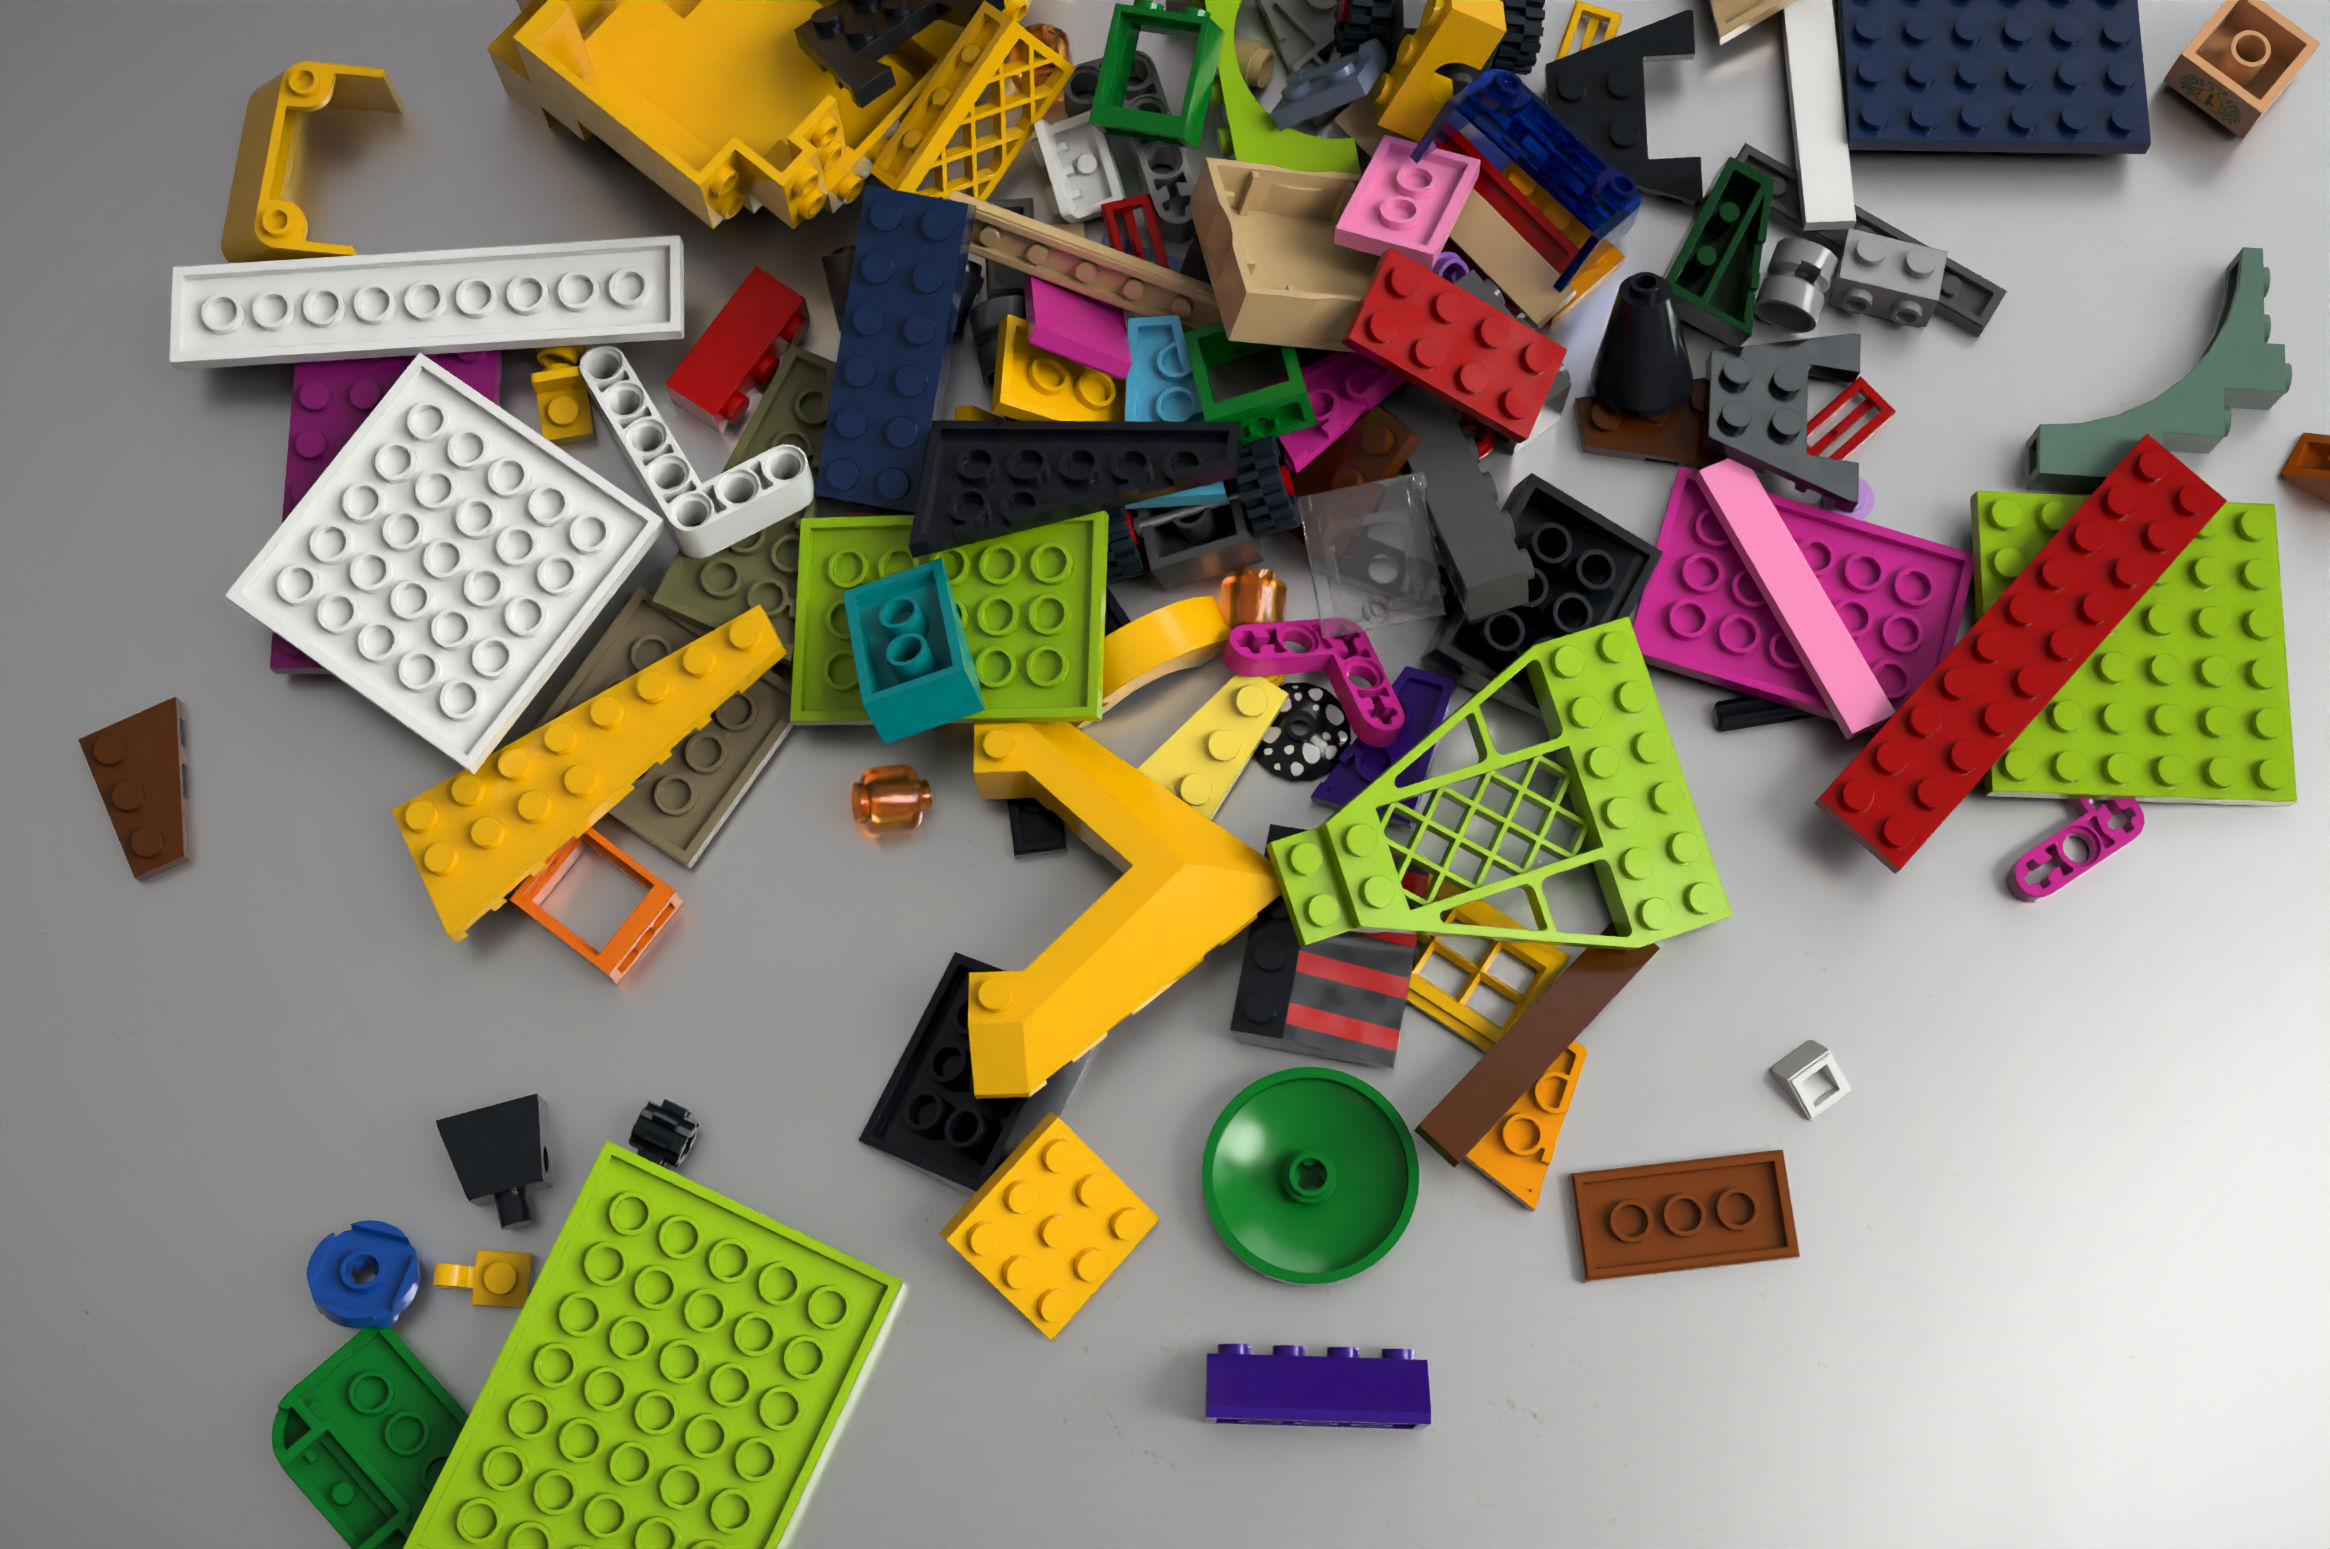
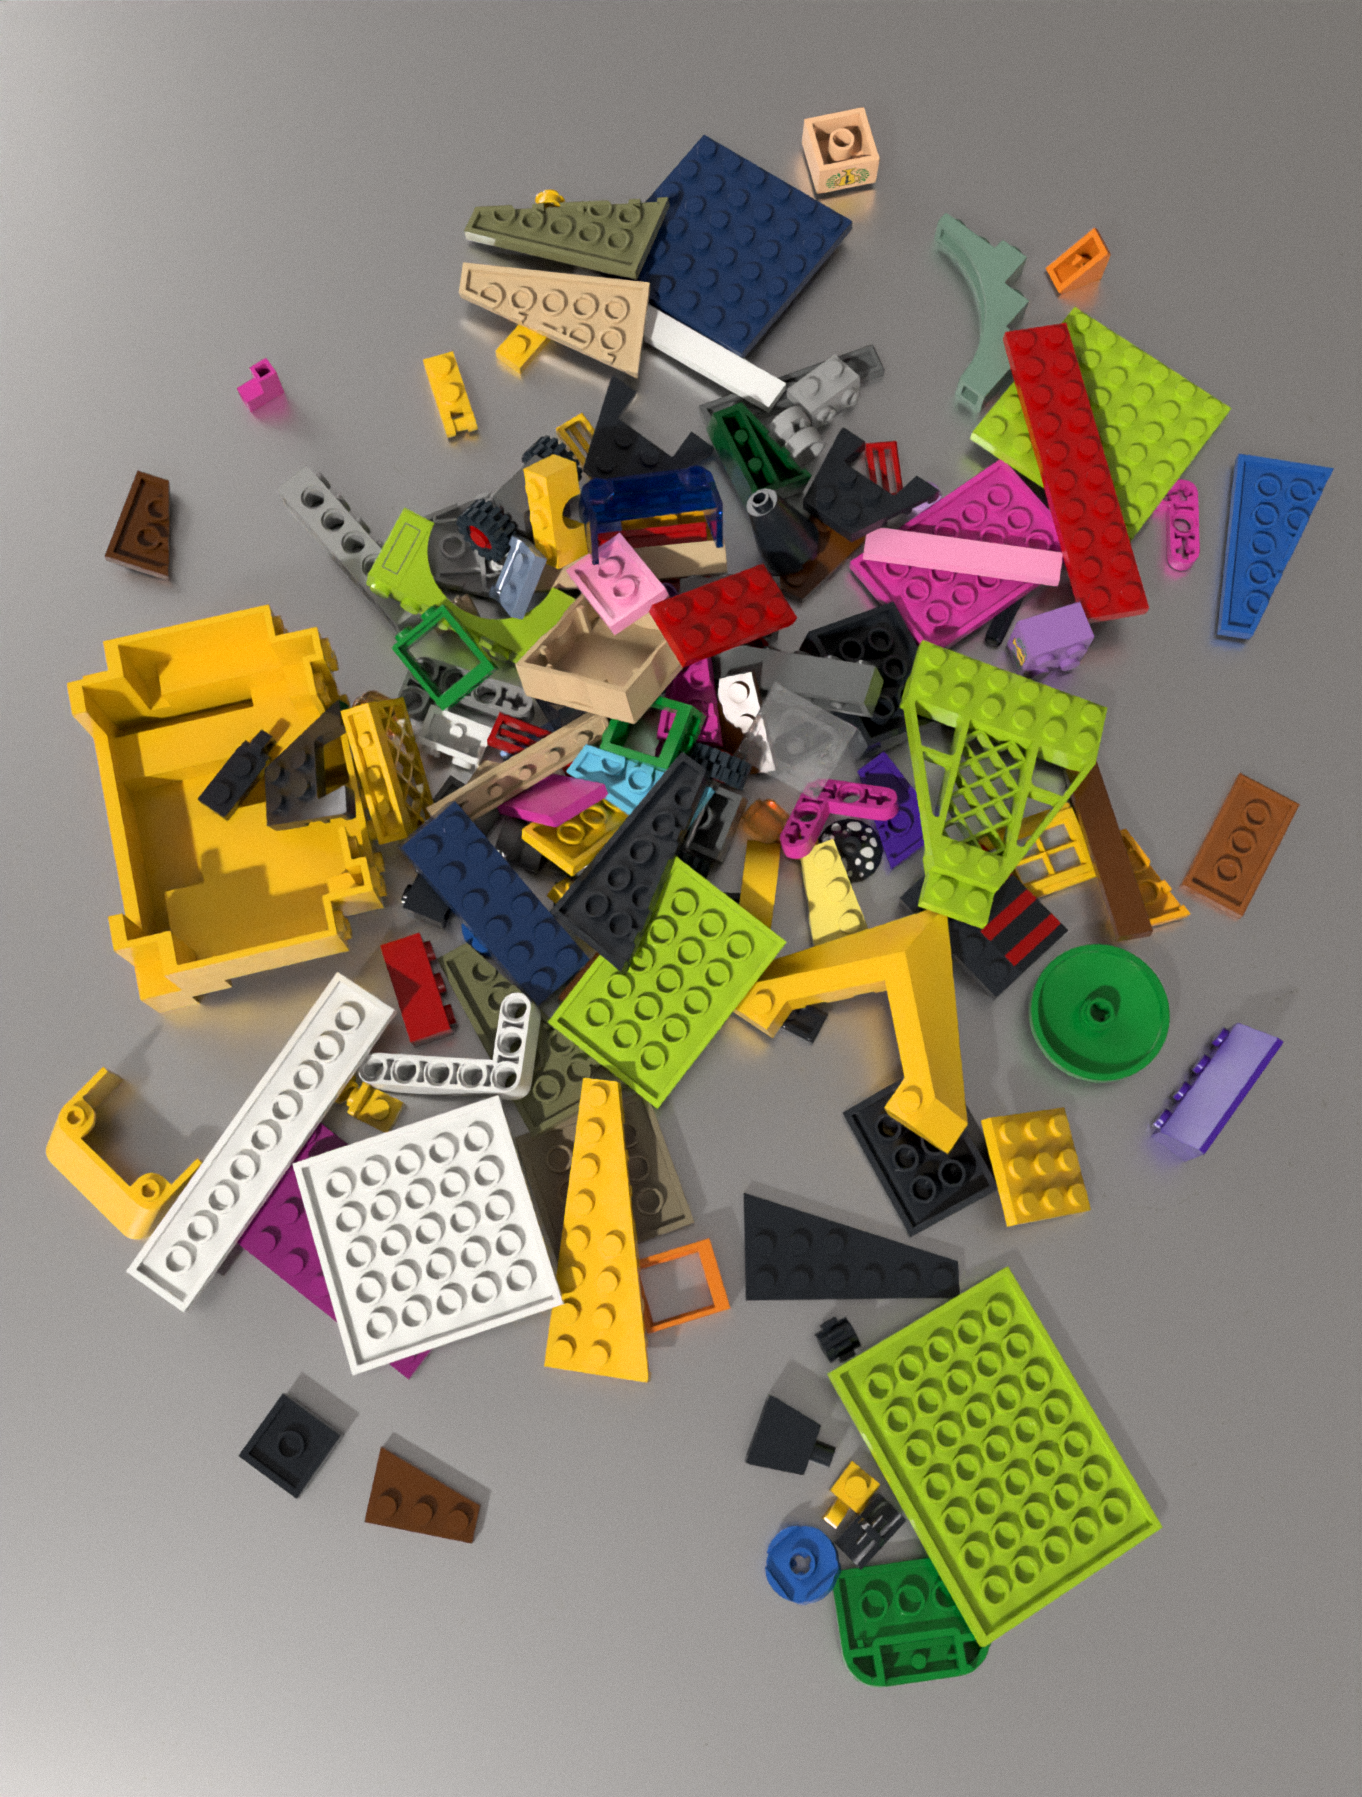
camera: 55 degrees left, 0 degrees up
(109, 596) = (290, 1445): none -> black plate
(457, 1328) = (869, 1531): none -> black hips
(751, 1047) = (819, 1259): none -> black wing
(890, 799) = (736, 1087): clear orange head -> none
(911, 652) = (675, 1012): teal slope -> none
(1761, 782) = (1050, 642): none -> medium lavender brick
(1811, 1078) = (1210, 733): white slope -> none
(2171, 954) = (1265, 524): none -> blue wing

